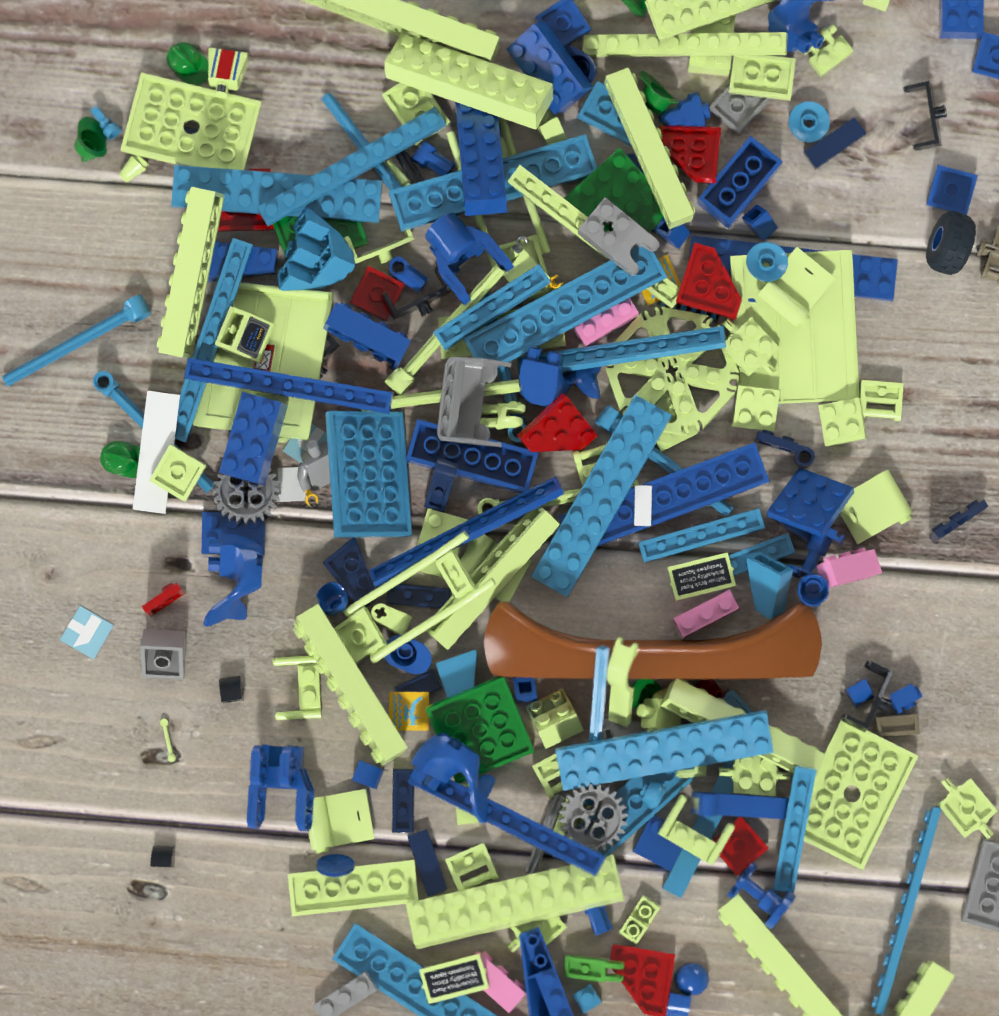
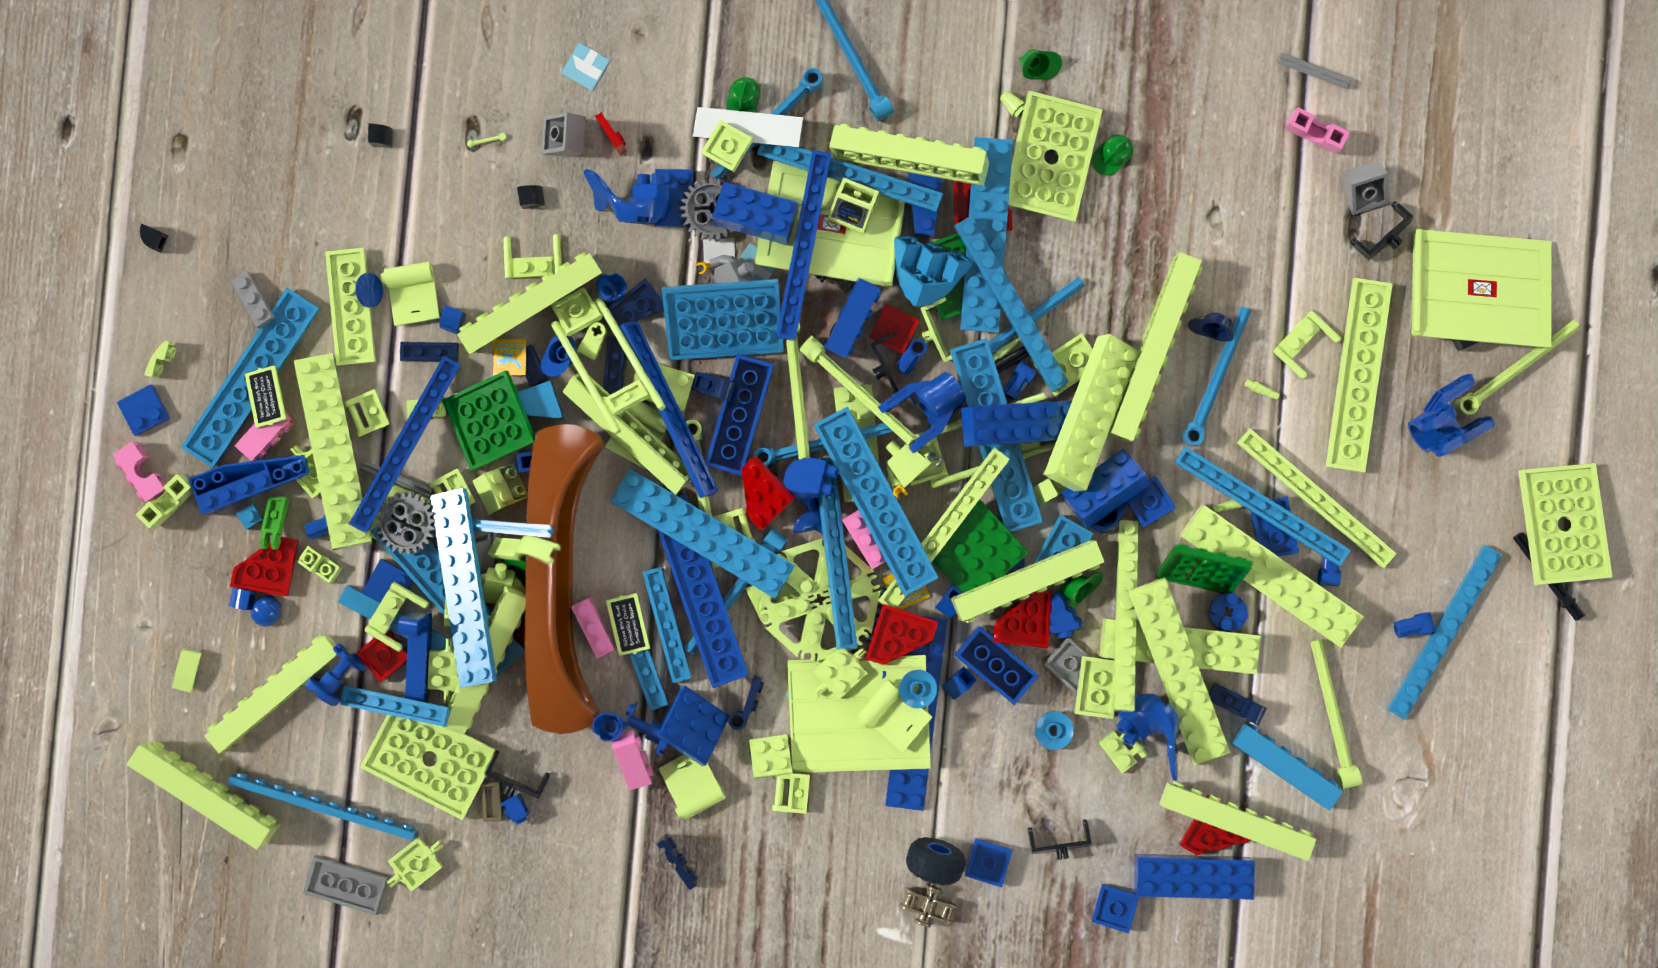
camera: 85 degrees right, 5 degrees up
(111, 129) = (1049, 83): dark azure piece -> none
(226, 70) = (1104, 188): torso -> none
(279, 769) = (456, 240): blue piece -> none
(427, 862) = (373, 373): dark blue tile -> none
(446, 756) = (462, 391): blue hips -> none
(463, 400) = (786, 406): light grey windscreen -> none
(492, 307) = (875, 433): dark azure plate -> none
(504, 419) = (770, 416): yellowish green piece -> none
(621, 240) = (937, 553): light grey brick -> none
(643, 503) = (692, 571): white sticker -> none
(653, 793) = (428, 577): dark azure cone -> none
(756, 407) = (784, 676): yellowish green plate -> none
(769, 584) = (619, 686): dark azure slope -> none
(835, 143) = (1034, 754): dark blue tile -> none
(859, 693) = (521, 767): blue brick -> none

